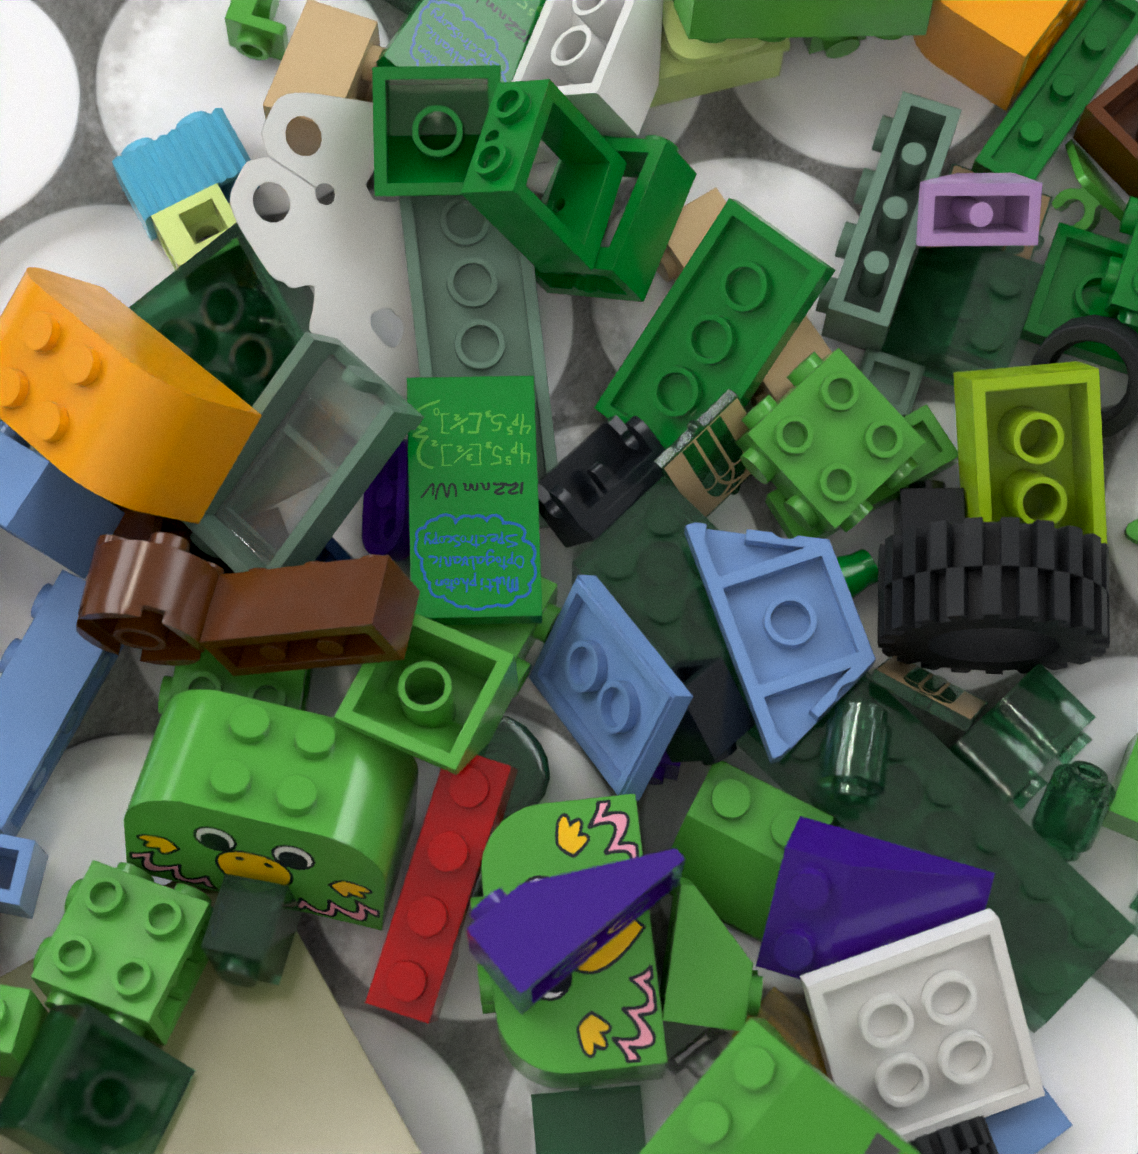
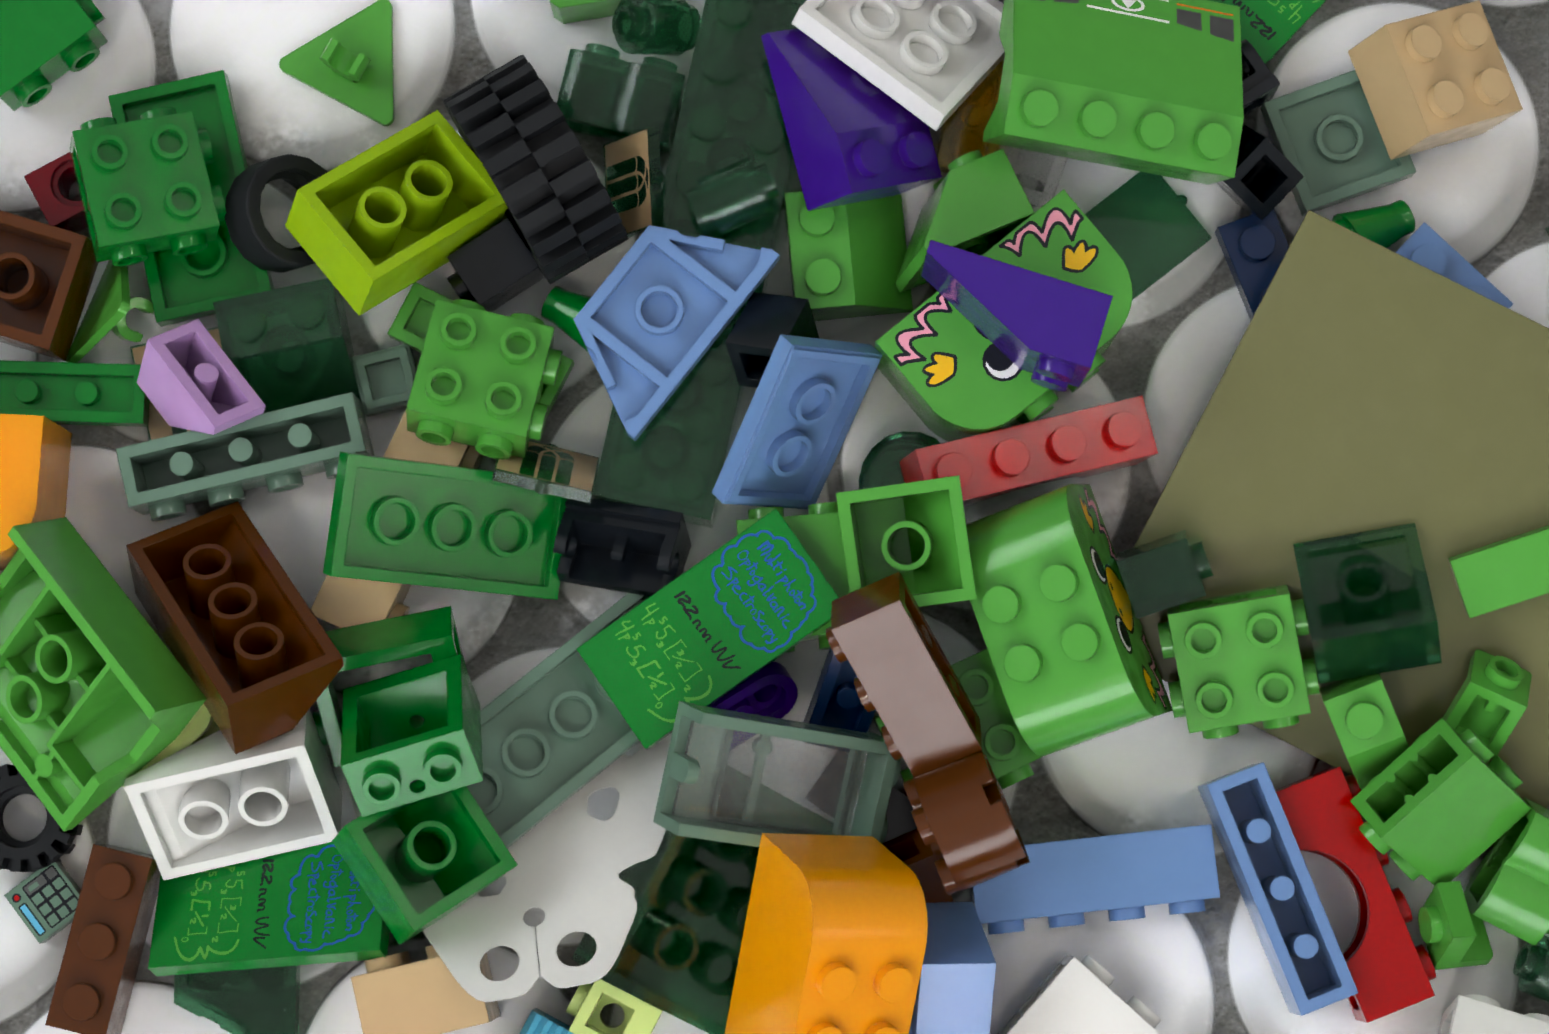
camera: 120 degrees left, 10 degrees up
(743, 110) = (234, 624): none -> reddish brown slope

